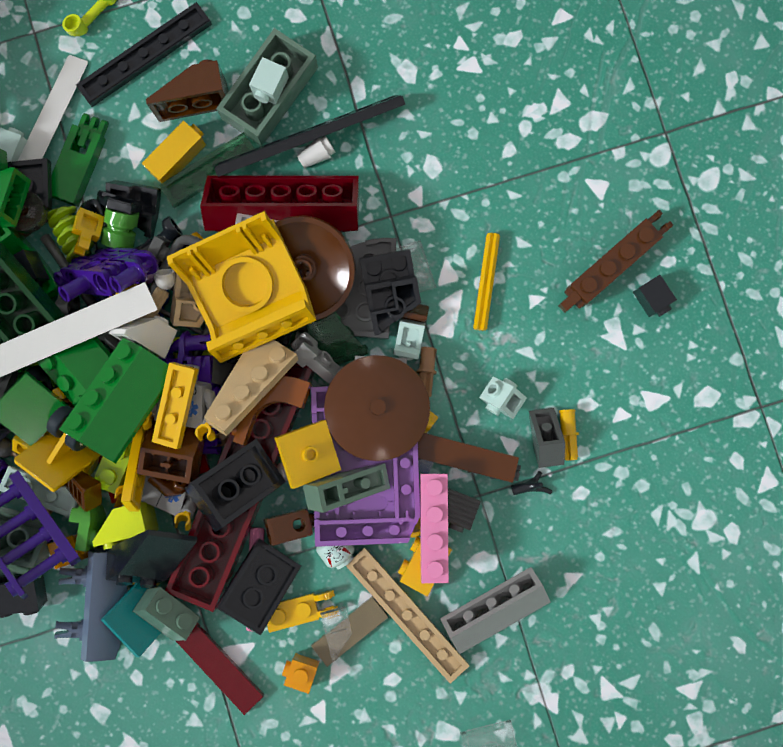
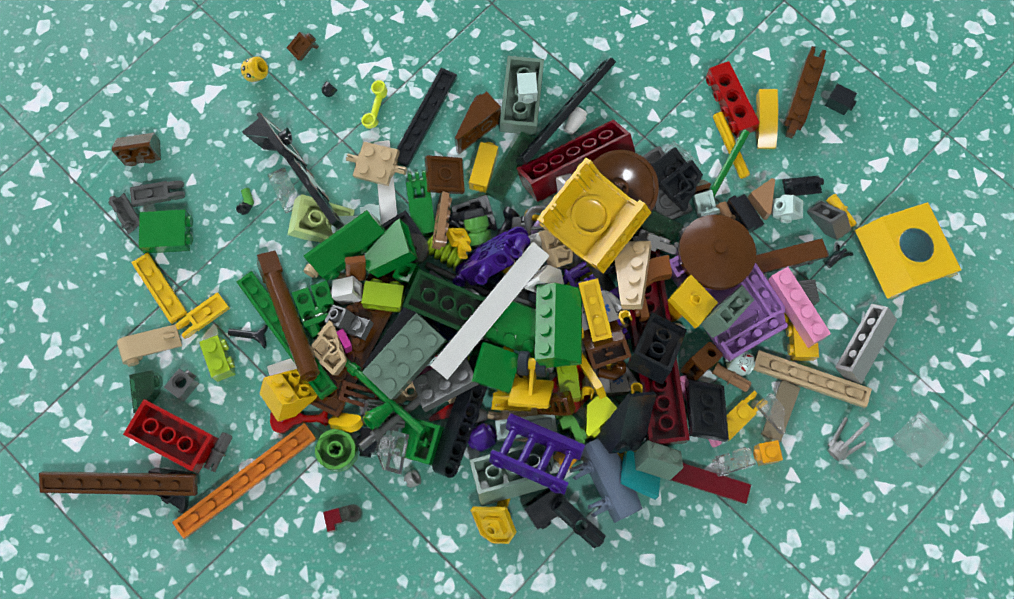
camera: 30 degrees left, 10 degrees down
(34, 634) = (572, 515): none -> black piece
(52, 83) = (376, 163): none -> tan plate
(75, 198) = (441, 225): none -> medium nougat plate
(123, 138) = (444, 174): none -> reddish brown tile
(260, 663) = (725, 465): none -> clear hinge
(315, 562) = (732, 378): none -> medium nougat axle
(389, 715) = (839, 449): none -> light grey plant
(452, 374) = (745, 212): none -> black panel
(467, 303) = (730, 160): none -> green bar
(482, 367) = (763, 198): none -> medium nougat slope
(530, 188) = (725, 74): none -> red brick
(541, 378) = (803, 185): none -> black hinge
(548, 272) = (768, 117): none -> yellow slope
(615, 528) = (907, 249): none -> yellow panel

